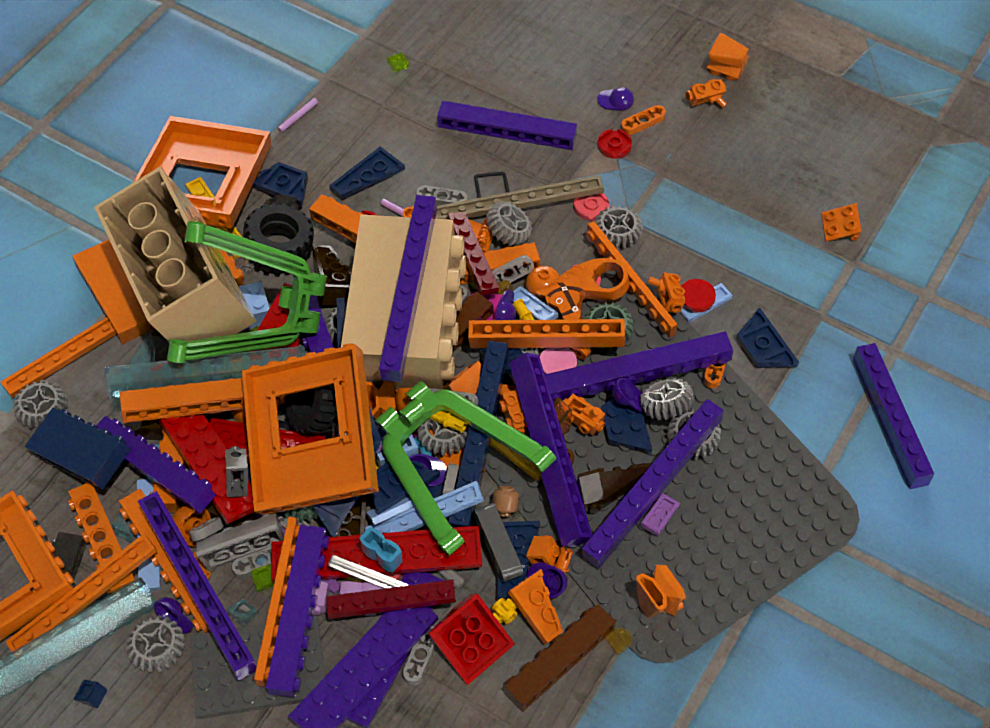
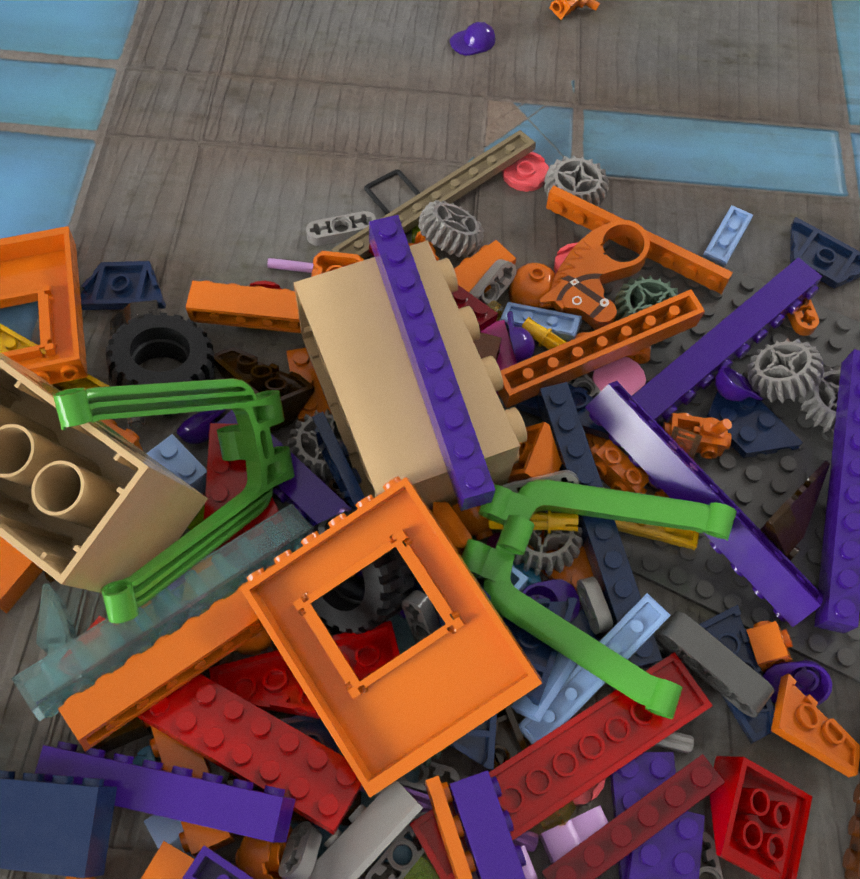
camera: 30 degrees left, 5 degrees up
(236, 463) = (310, 747): dark grey torso -> none
(275, 284) = (197, 427): none -> dark purple cap
(297, 115) = (91, 194): lavender bar -> none
(364, 573) = (576, 806): axle -> none
(367, 172) = (227, 233): dark blue wing -> none
(380, 549) = (591, 763): dark azure brick -> none
(398, 62) = (185, 83): clear neon green tile -> none
(505, 610) = (776, 756): yellow gear -> none
(506, 500) = (676, 594): medium nougat head -> none
(507, 125) = (368, 112): dark purple brick -> none
(564, 559) = (800, 638): orange pin -> none
(614, 143) = (505, 90): red tile -> none
(647, 114) = (519, 60): orange beam -> none
(669, 291) = (694, 236): orange brick -> none
(698, 295) = (719, 230): red tile -> none
(842, 223) = (808, 88): orange hinge -> none

